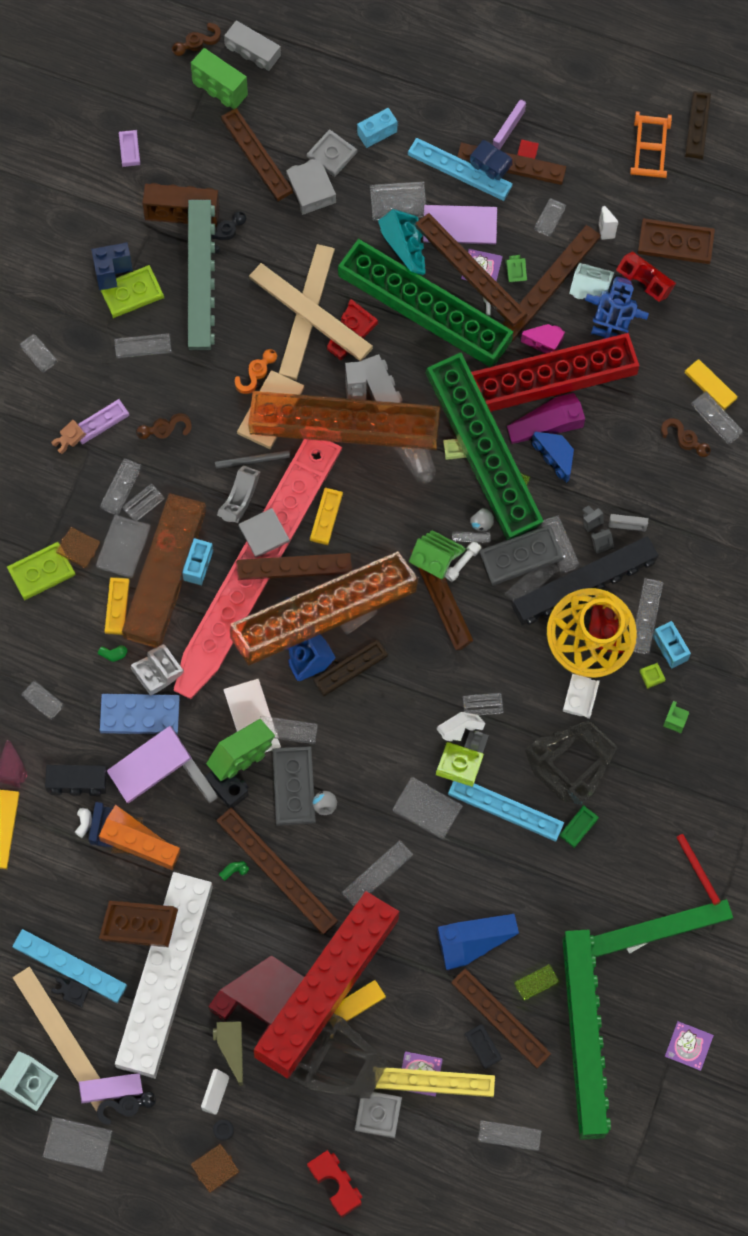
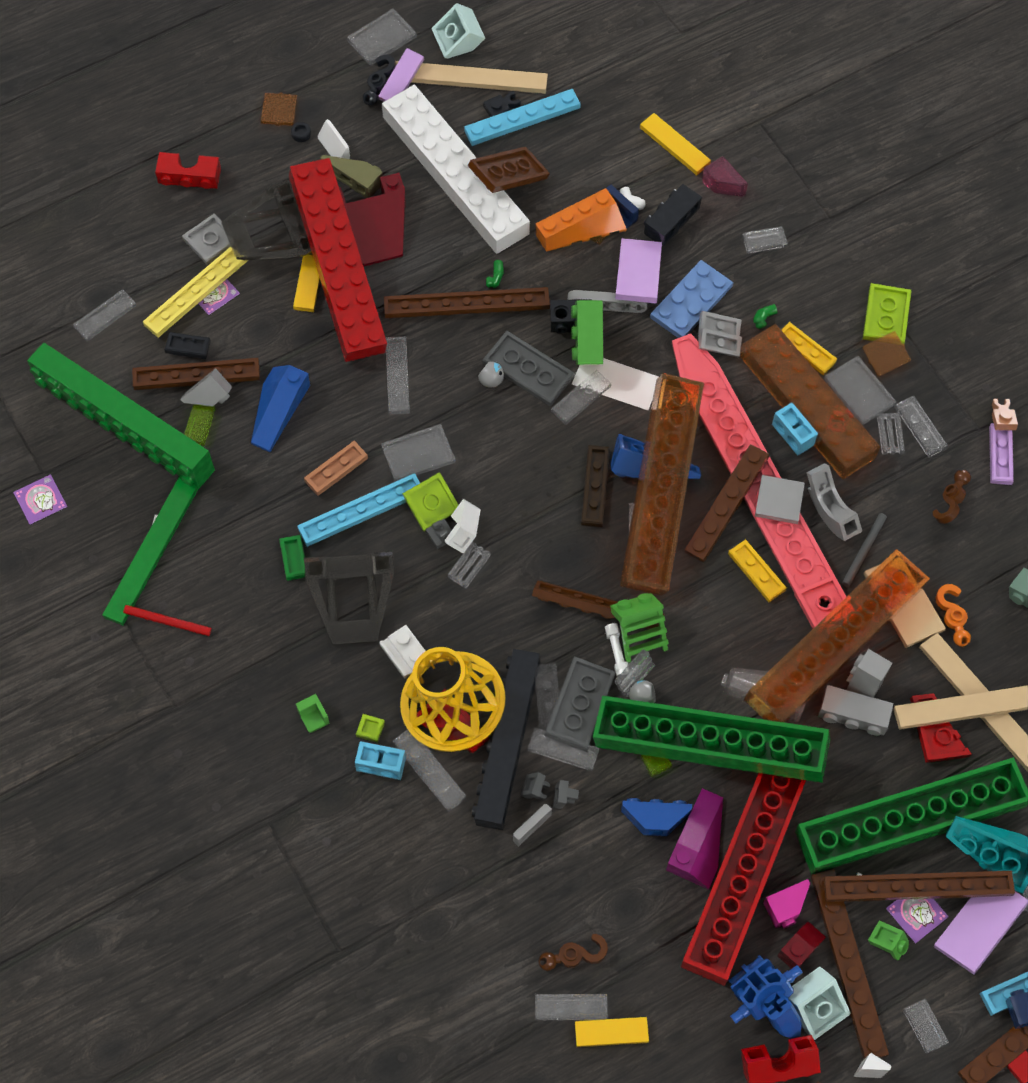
camera: 130 degrees right, 5 degrees down
(489, 852) = (336, 468): none -> nougat plate
(510, 994) = (209, 390): none -> light grey slope
(564, 313) = (801, 946): none -> dark red slope

